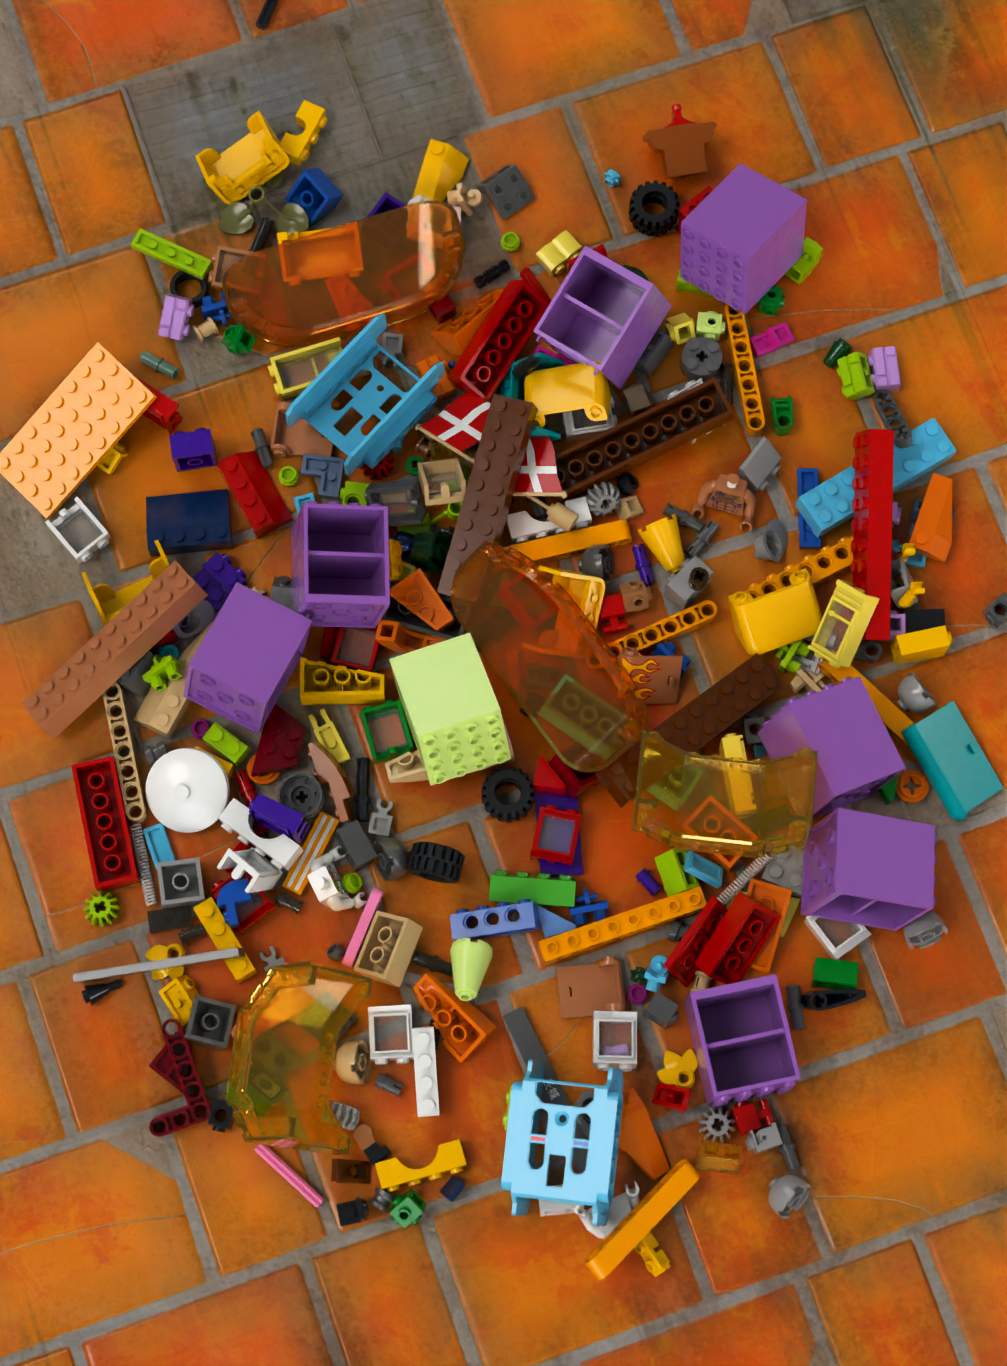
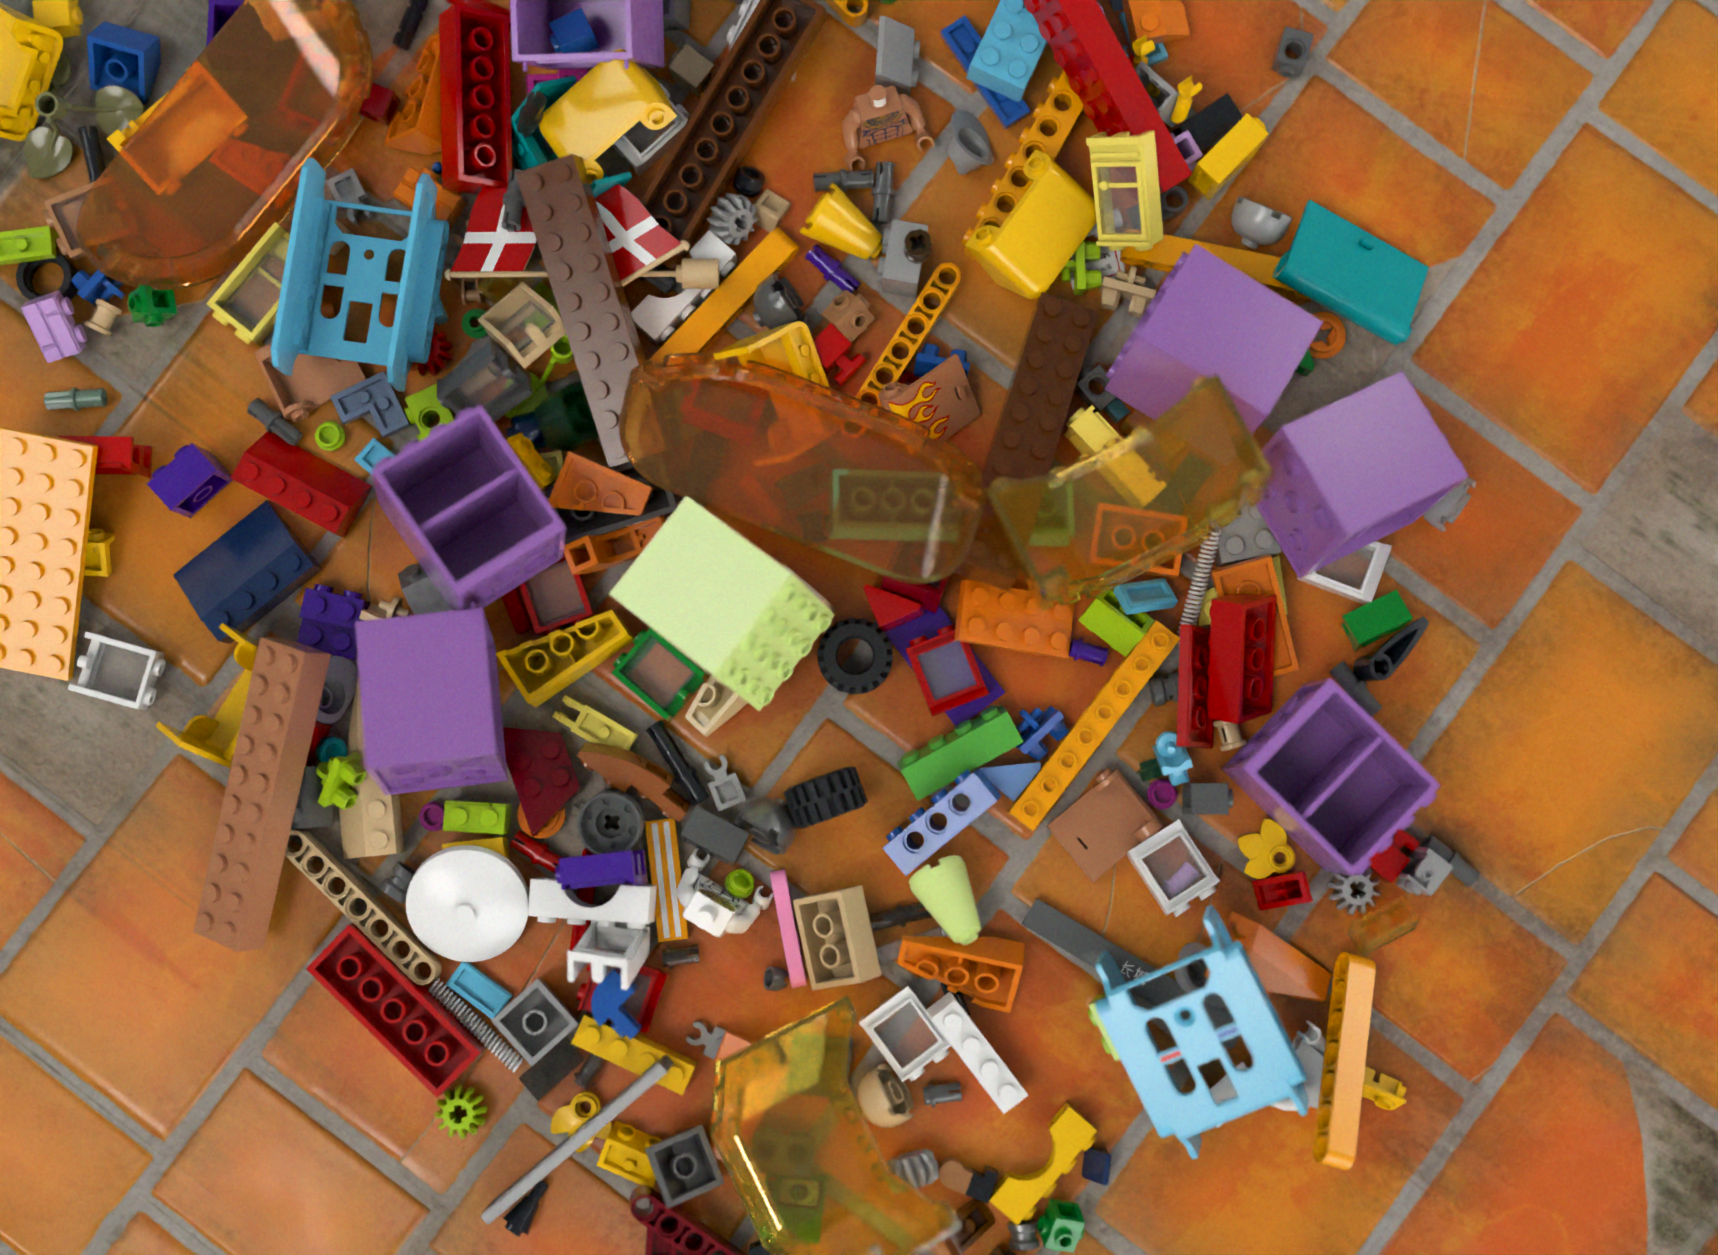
camera: 30 degrees left, 10 degrees up
(481, 411) = (513, 204): none -> dark grey pin
(579, 338) = (572, 34): none -> blue brick
(613, 832) = (1012, 621): none -> orange plate
(787, 1193) = (1486, 916): light grey cylinder -> none

